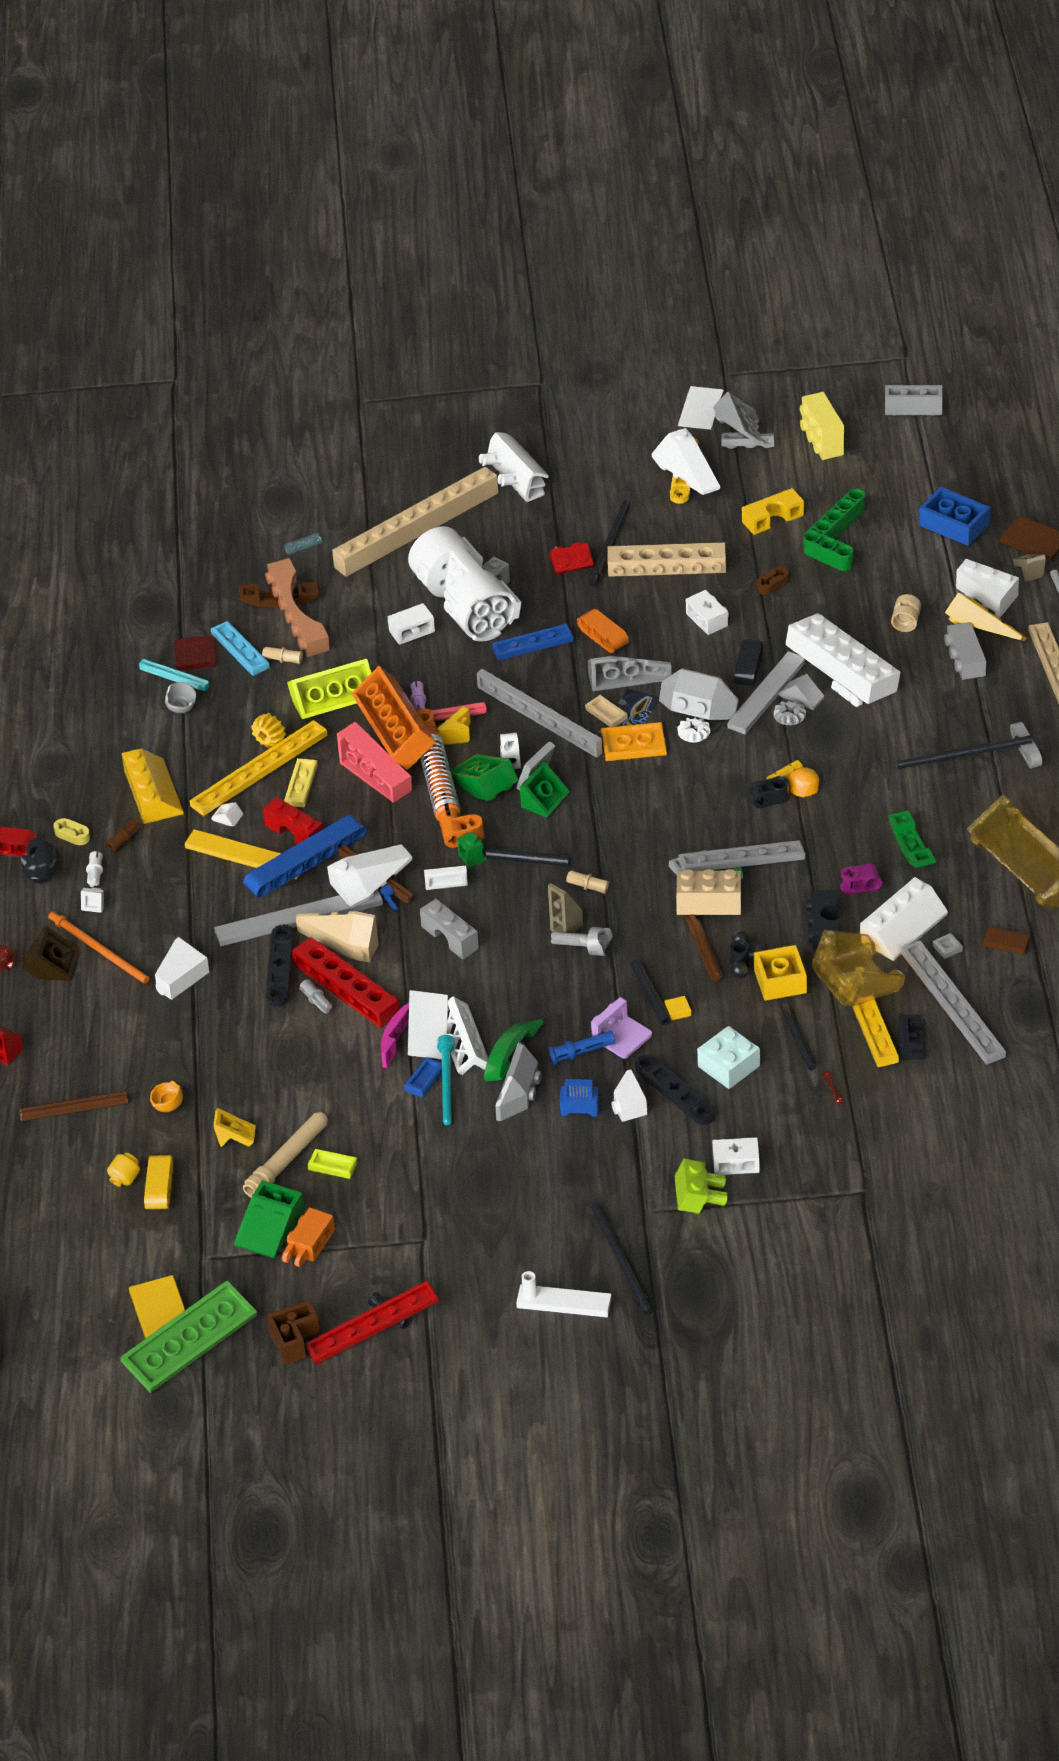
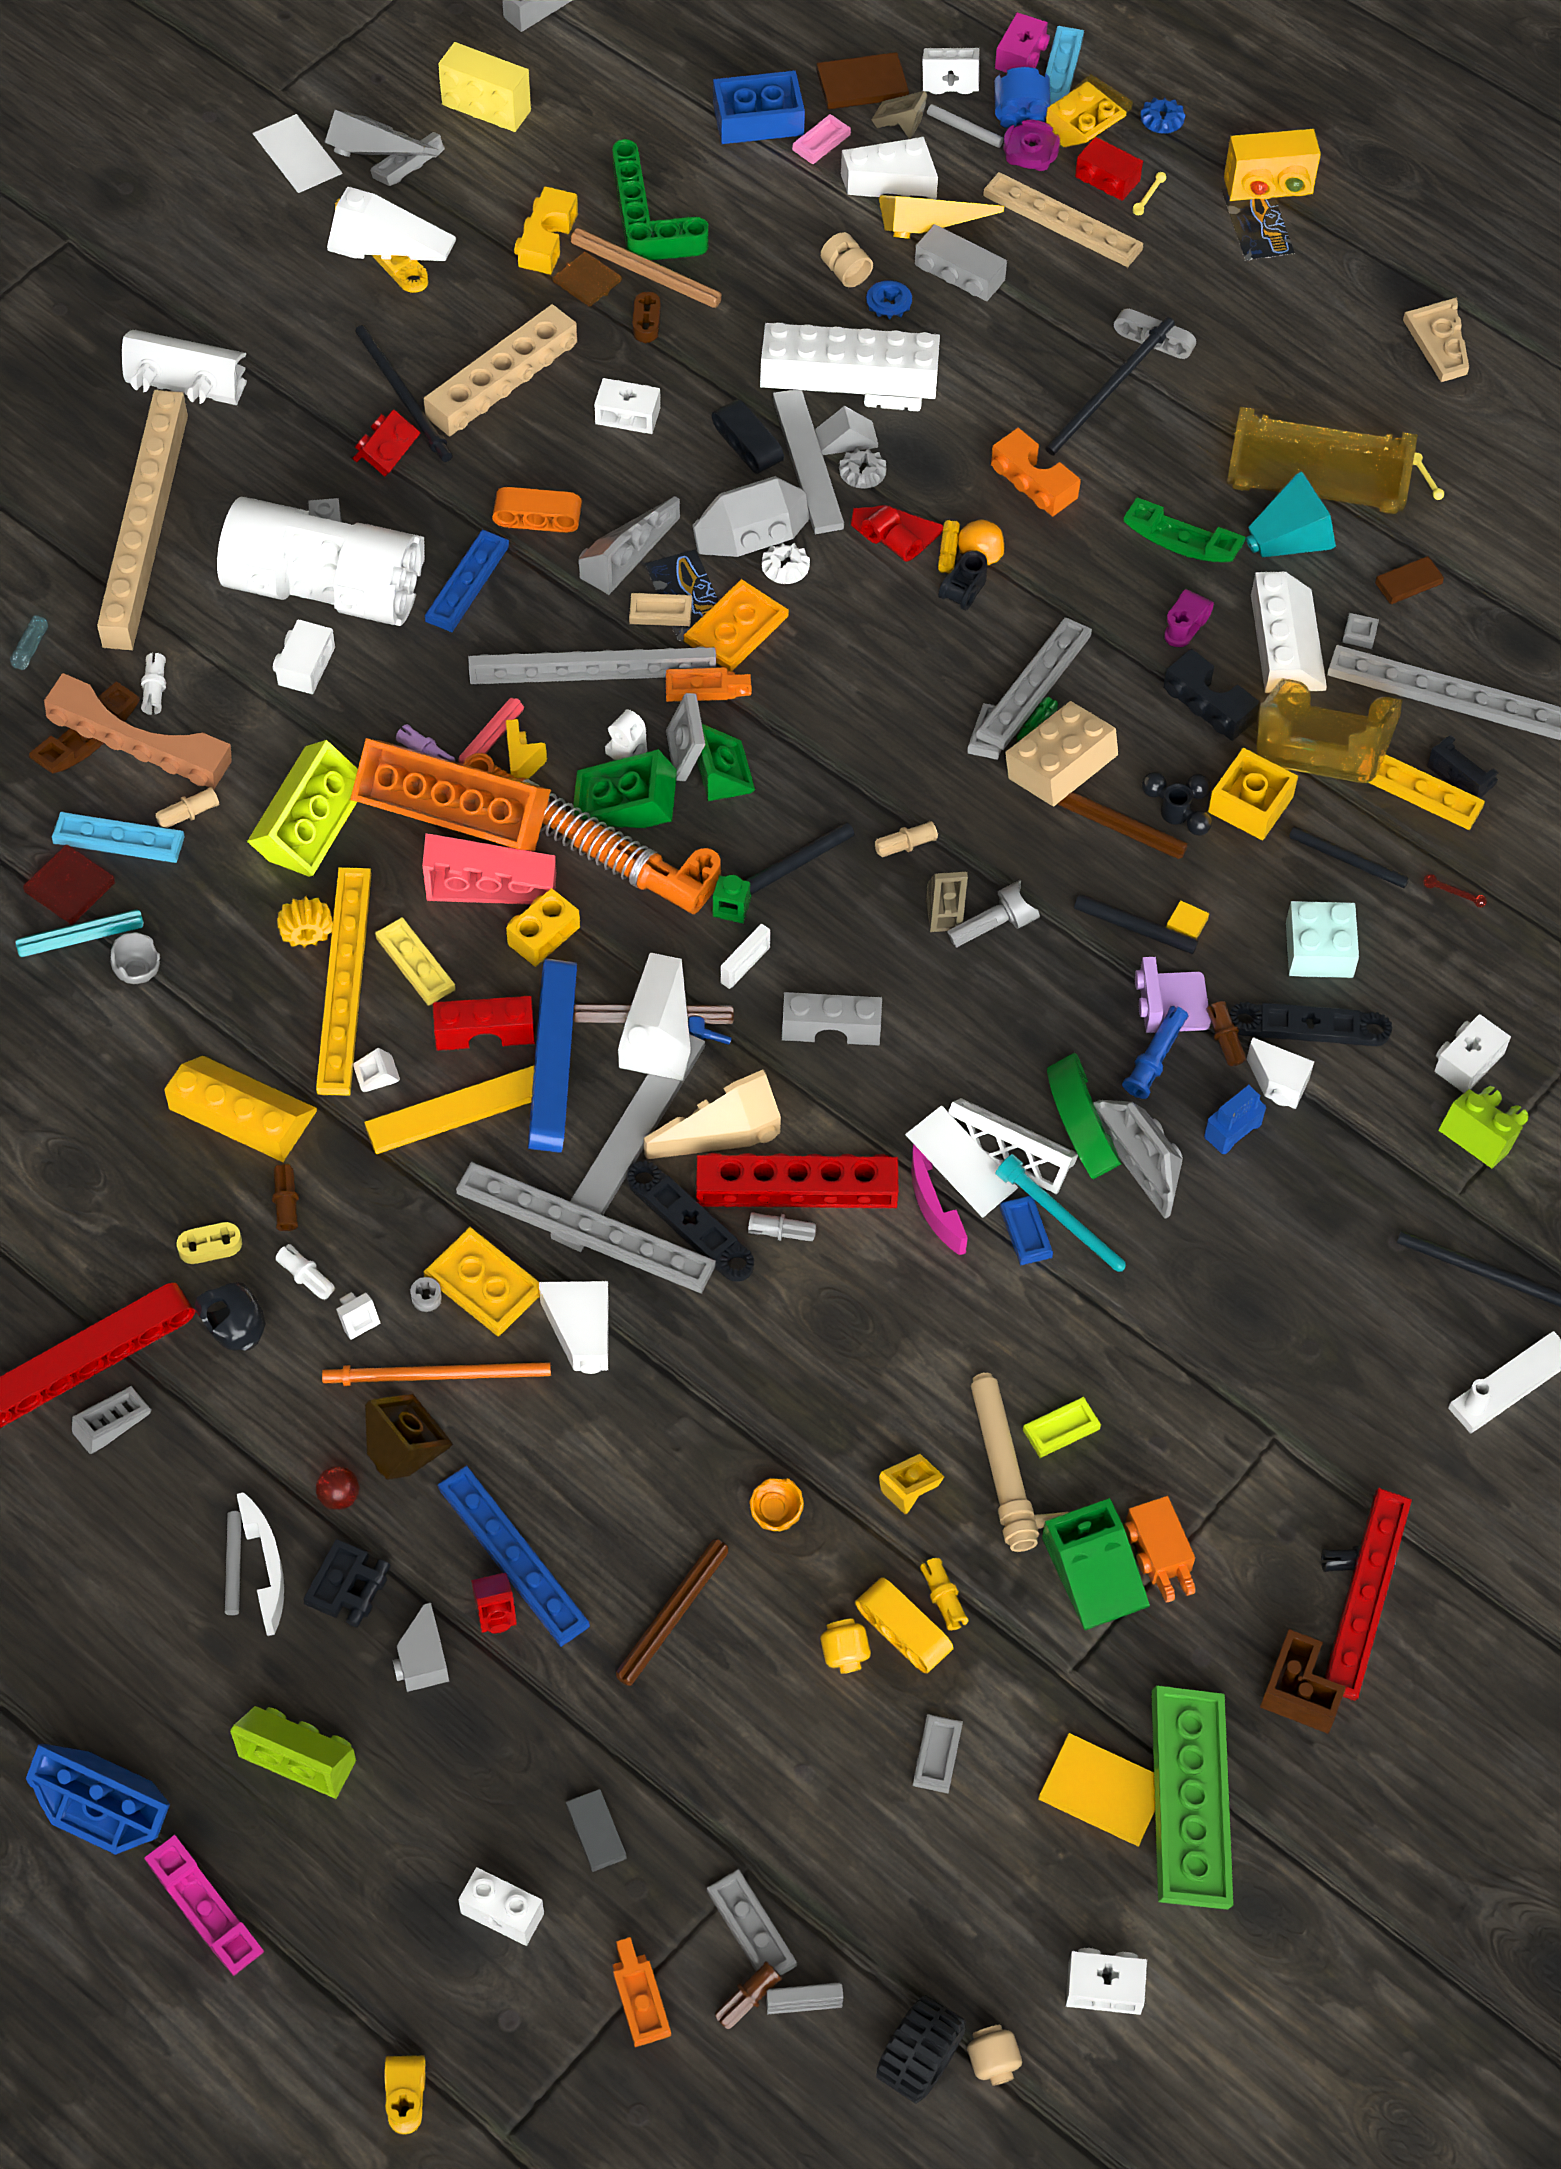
camera: 50 degrees left, 15 degrees up
(39, 1038) = (514, 1556): none -> blue tile
(60, 1372) = (1087, 1986): none -> white brick
(110, 1241) = (937, 1753): none -> light grey tile
(133, 914) = (428, 1304): none -> light grey bush
(162, 926) = (484, 1281): none -> yellow tile
(192, 1184) = (944, 1594): none -> yellow pin
(230, 934) = (586, 1227): none -> light grey tile
(334, 594) = (153, 683): none -> white pin
(371, 804) = (547, 931): none -> yellow brick
(582, 755) = (706, 684): none -> orange hinge
(627, 1062) = (1226, 1033): none -> reddish brown axle
(767, 547) = (587, 279): none -> clear orange piece
(768, 750) = (896, 529): none -> red panel
(802, 558) = (646, 268): none -> medium nougat axle
(871, 767) = (1048, 488): none -> orange arch
(901, 642) = (892, 291): none -> blue gear
(974, 871) = (1292, 522): none -> teal slope
(976, 552) = (821, 139): none -> bright pink tile

